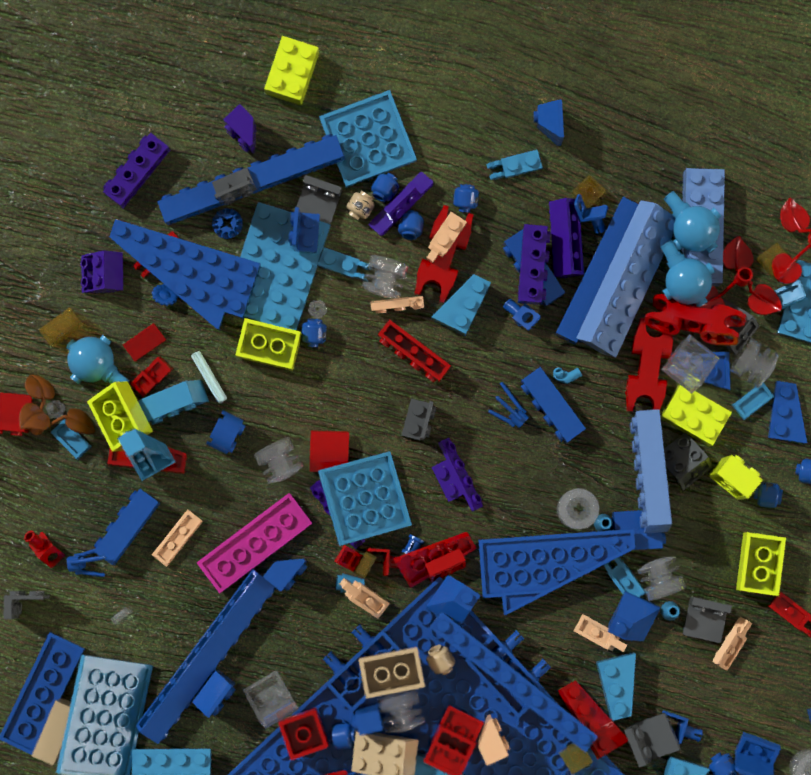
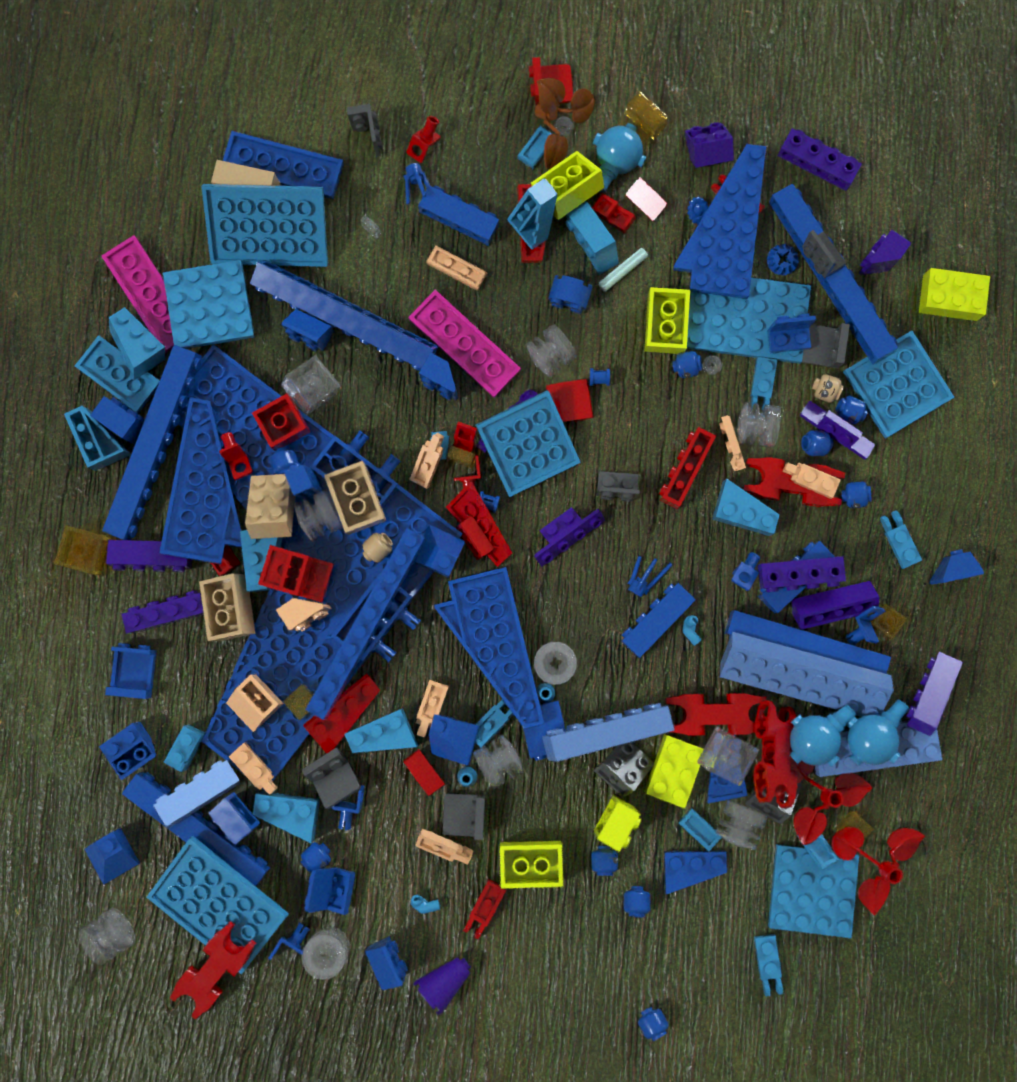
camera: 85 degrees right, 0 degrees up
(310, 418) = (599, 377): none -> blue bush
(659, 651) = (423, 772): none -> red slope
(663, 164) = (934, 693): none -> brick
(784, 672) = (423, 905): none -> dark azure arm

